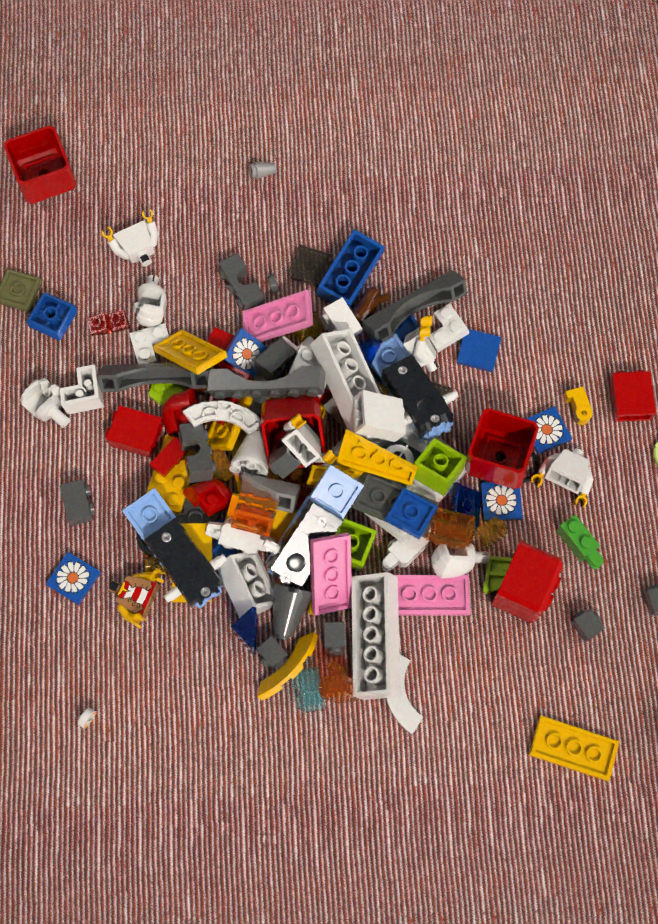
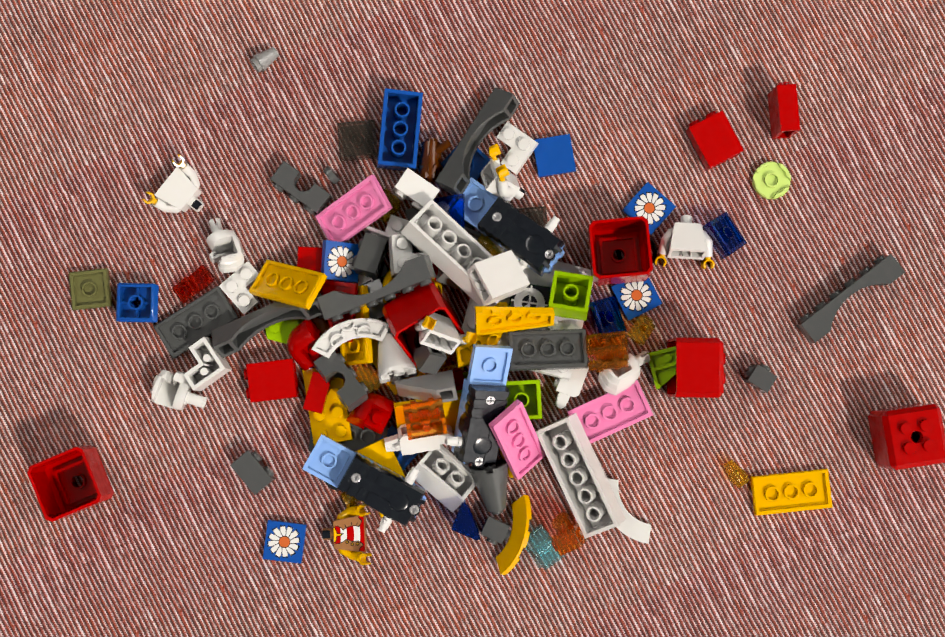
camera: 25 degrees left, 15 degrees up
(39, 154) = (31, 152): red plate -> none
(95, 350) = (195, 321): none -> dark grey tile
(334, 638) = (545, 494): dark grey brick -> none
(411, 513) = (565, 353): blue tile -> none
(527, 706) = (736, 474): none -> clear yellow cone
(580, 405) = (670, 170): yellow leg -> none
(580, 542) = (724, 303): bright green brick -> none
(607, 482) = (724, 235): none -> clear blue slope

